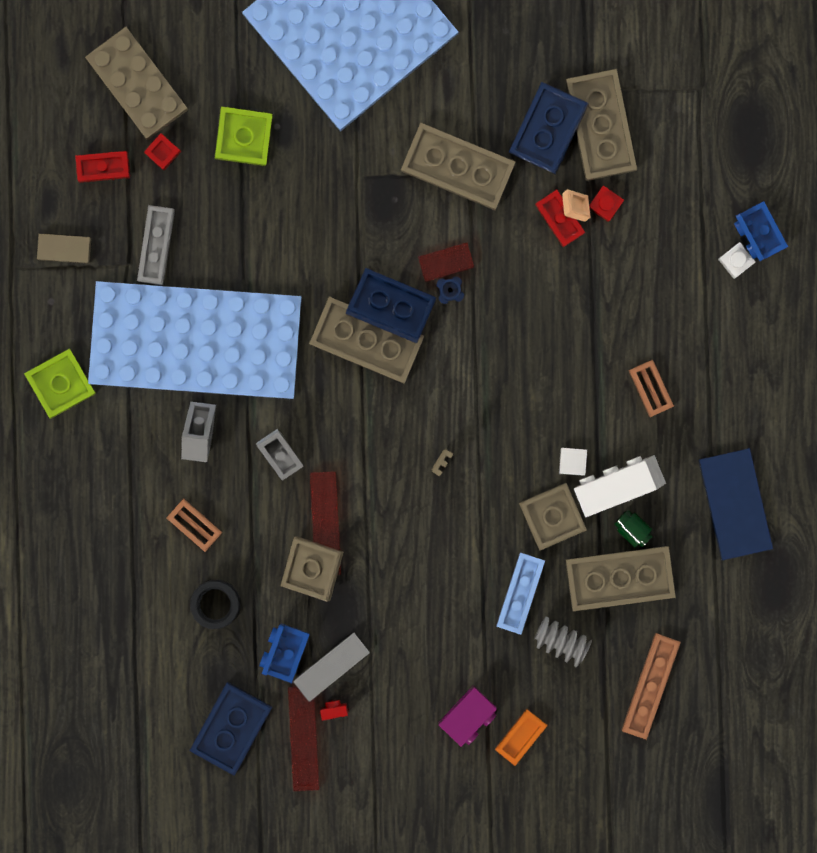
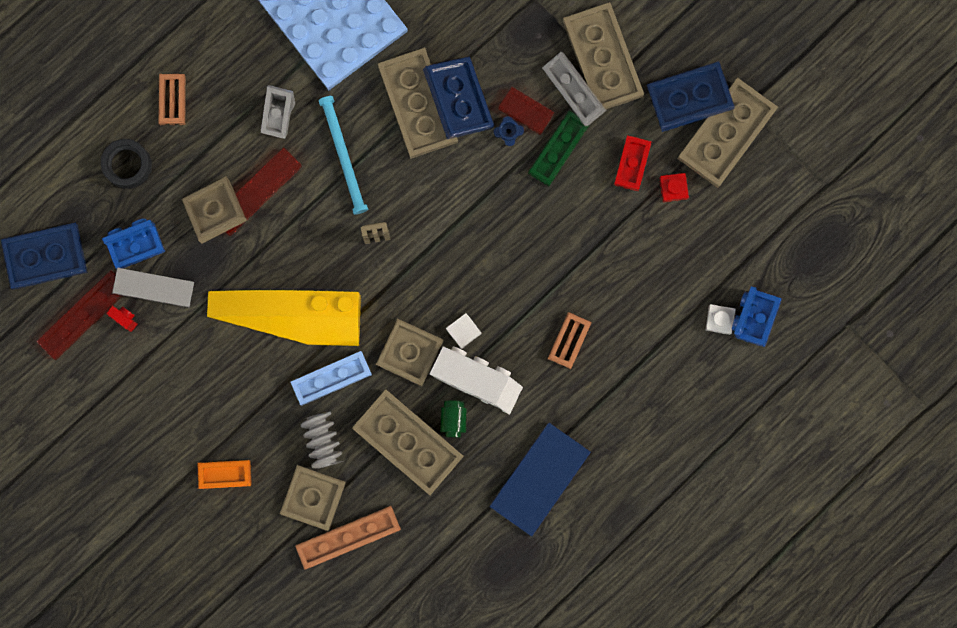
camera: 40 degrees right, 5 degrees down
(198, 432) = (241, 41): light grey slope -> none
(355, 432) = (359, 206): none -> medium azure bar
(447, 579) = (293, 315): none -> yellow wedge
(463, 211) = (574, 89): none -> light grey tile
(468, 716) = (204, 419): magenta brick -> none
(497, 263) = (558, 149): none -> dark green tile
(576, 205) = (652, 166): light nougat tile -> none
(597, 686) = (312, 498): none -> dark tan tile

